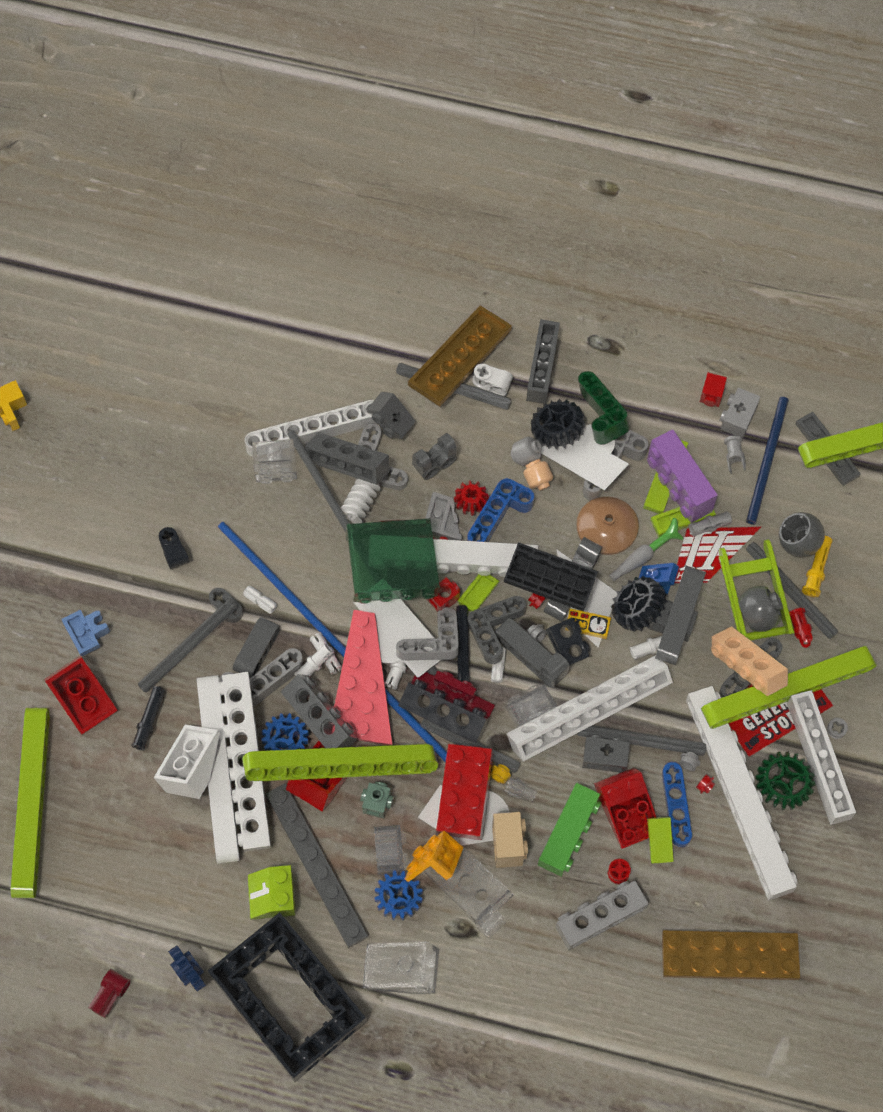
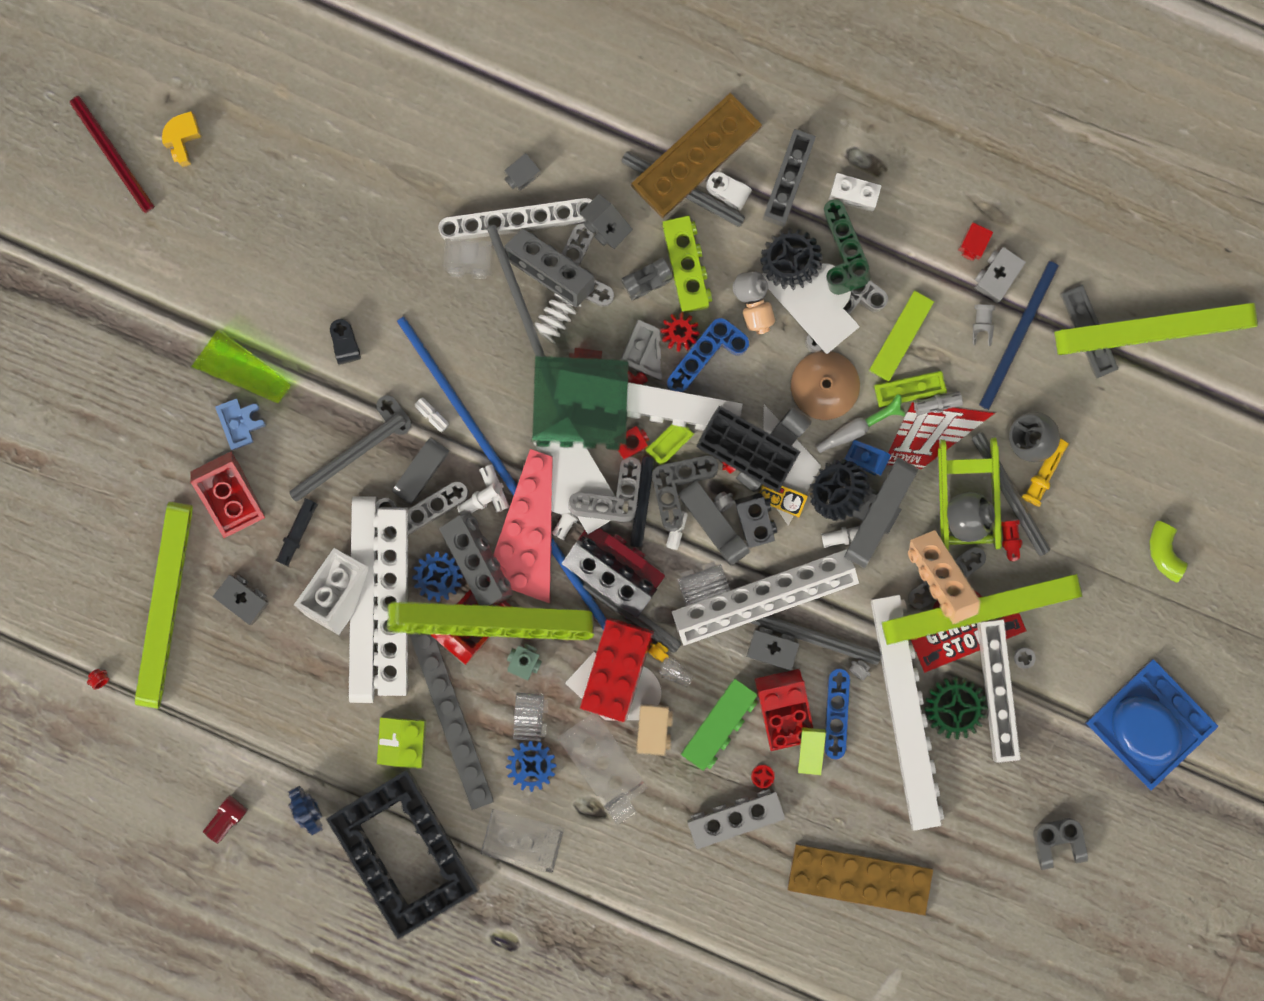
camera: 10 degrees right, 20 degrees up
(77, 583) = (236, 365): none -> clear neon green wing
(109, 794) = (228, 597): none -> dark grey brick
(311, 391) = (521, 173): none -> dark grey brick
(440, 853) = (574, 735): light orange bracket -> none
(474, 471) = (672, 231): none -> lime brick
(603, 364) = (855, 192): none -> white brick
(681, 476) = (916, 349): medium lavender brick -> none
(705, 784) = (871, 697): red plate -> none

